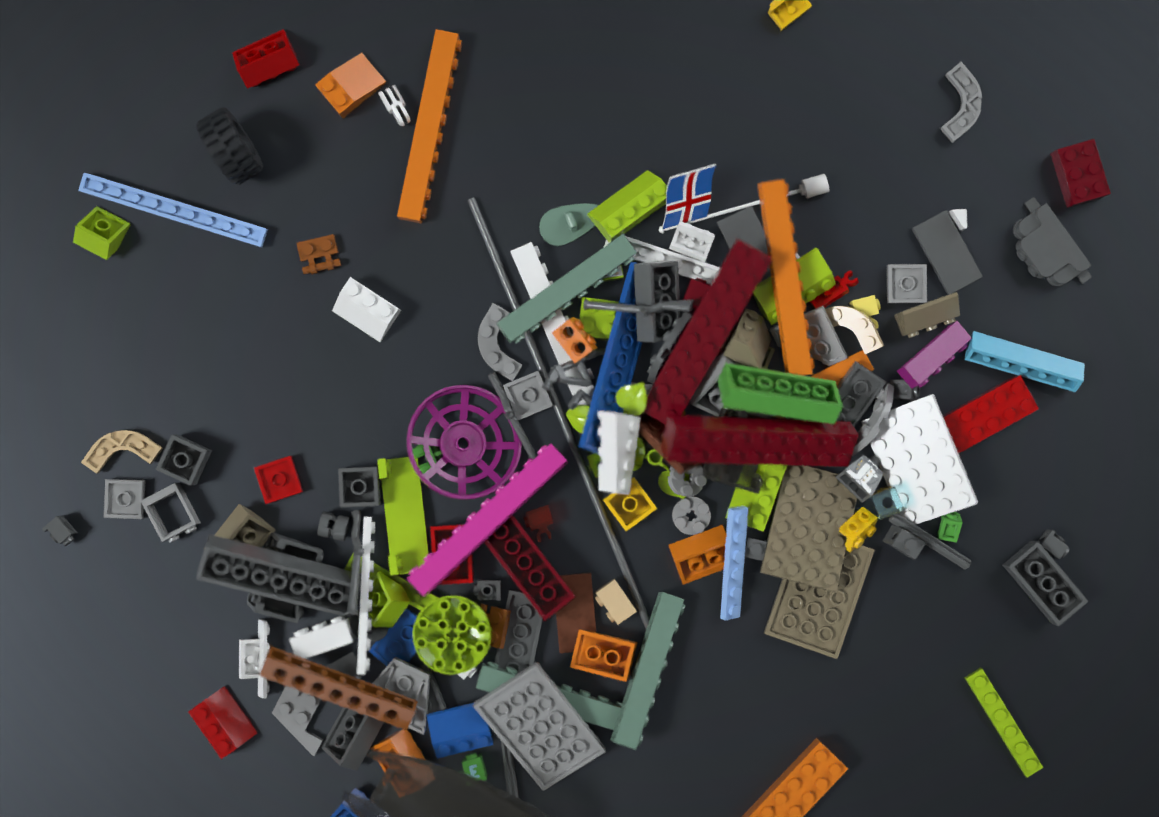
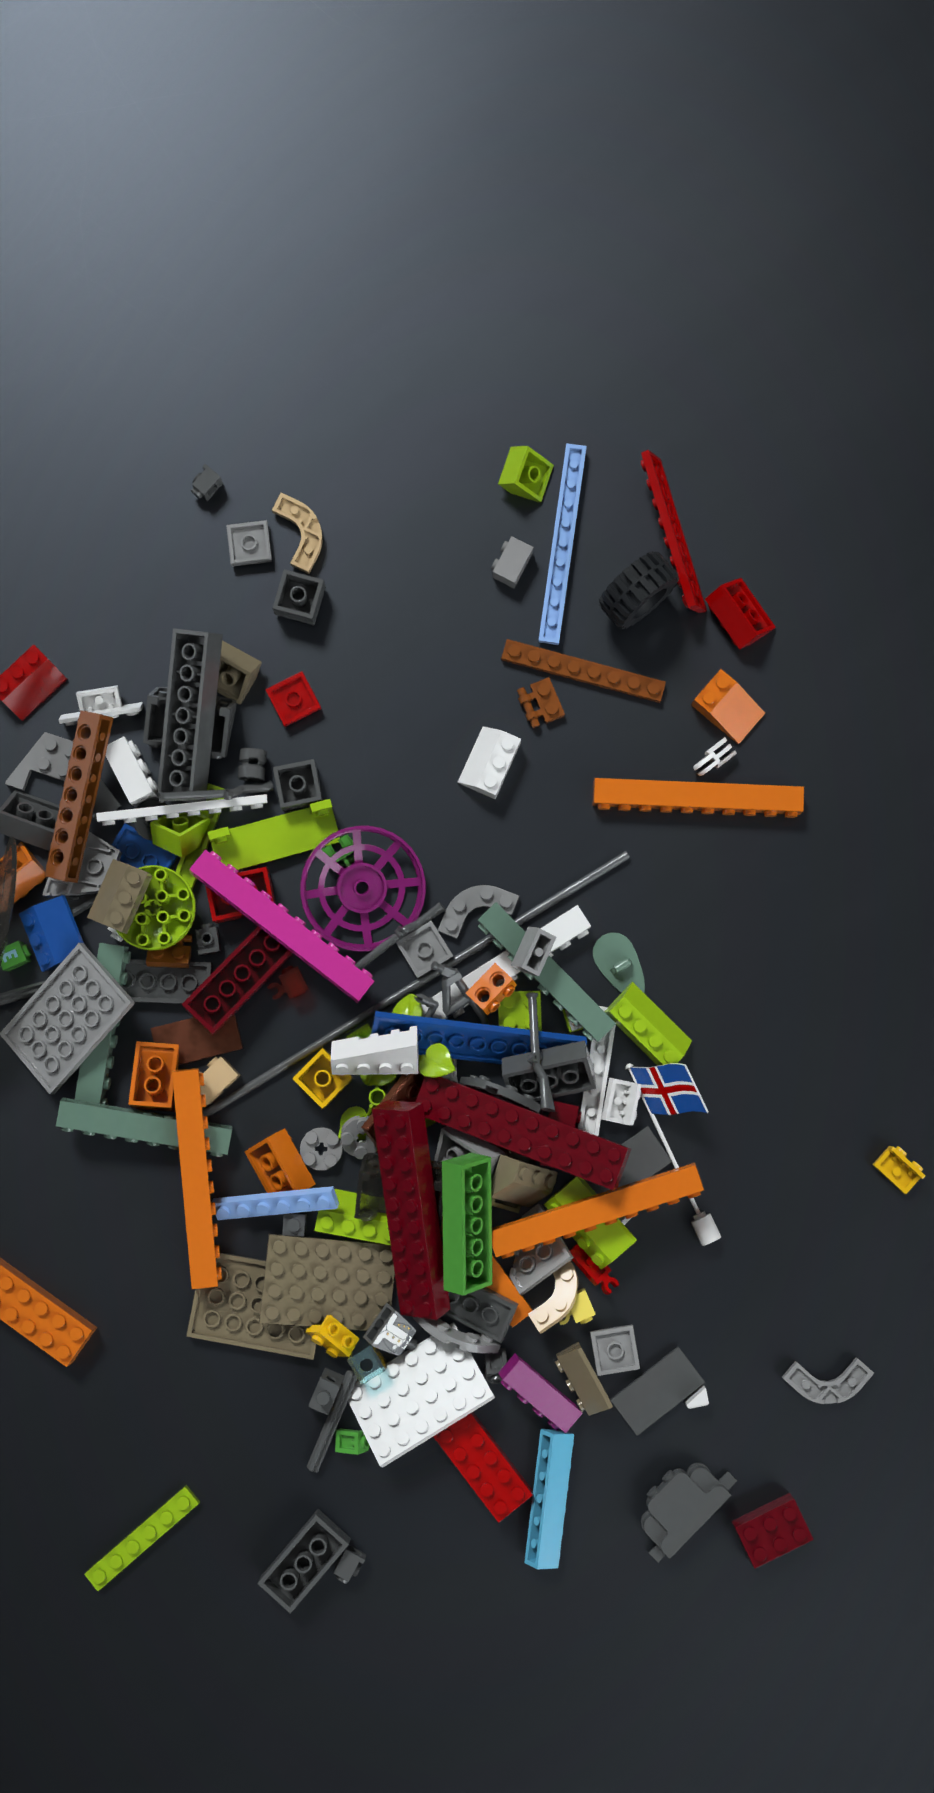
camera: 80 degrees right, 5 degrees down
(148, 504) = (245, 569): light grey window -> none
(182, 258) = (512, 561): none -> light grey brick
(185, 105) = (674, 537): none -> red plate
(295, 211) = (583, 670): none -> dark orange plate
(437, 663) = (120, 896): none -> dark tan slope
(547, 295) = (533, 951): none -> light grey brick
(700, 630) = (195, 1178): none -> orange brick

